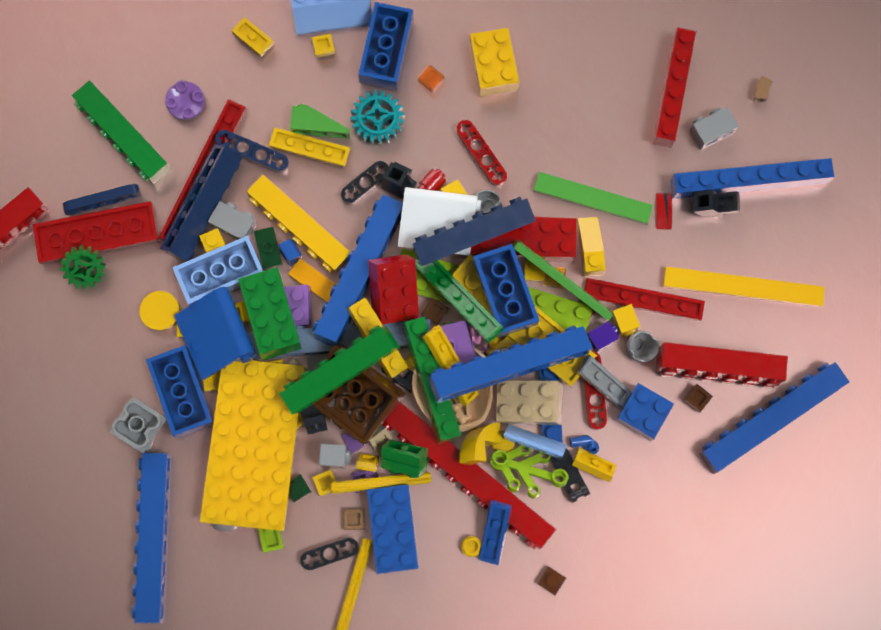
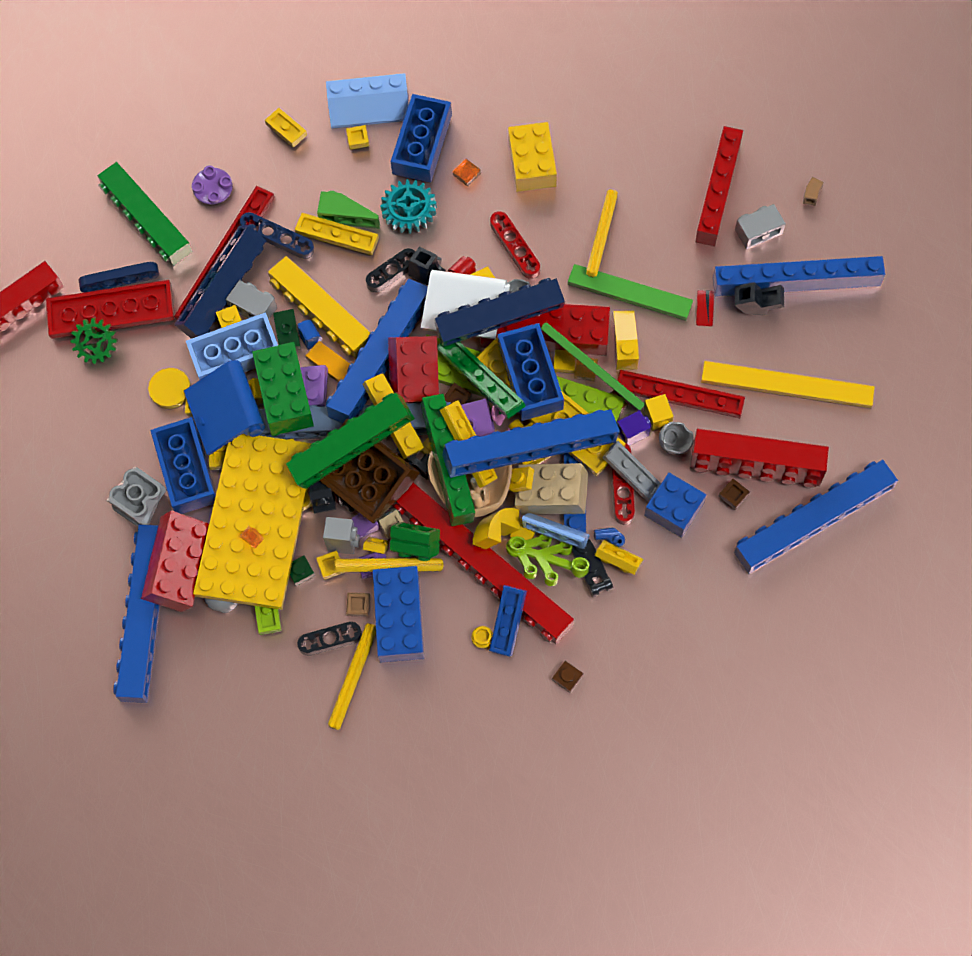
camera: 10 degrees right, 10 degrees down
(180, 489) = (175, 561): none -> brick
(251, 464) = (252, 536): none -> clear orange piece
(502, 398) = (521, 479): none -> yellow plate
(564, 139) = (602, 232): none -> yellow axle

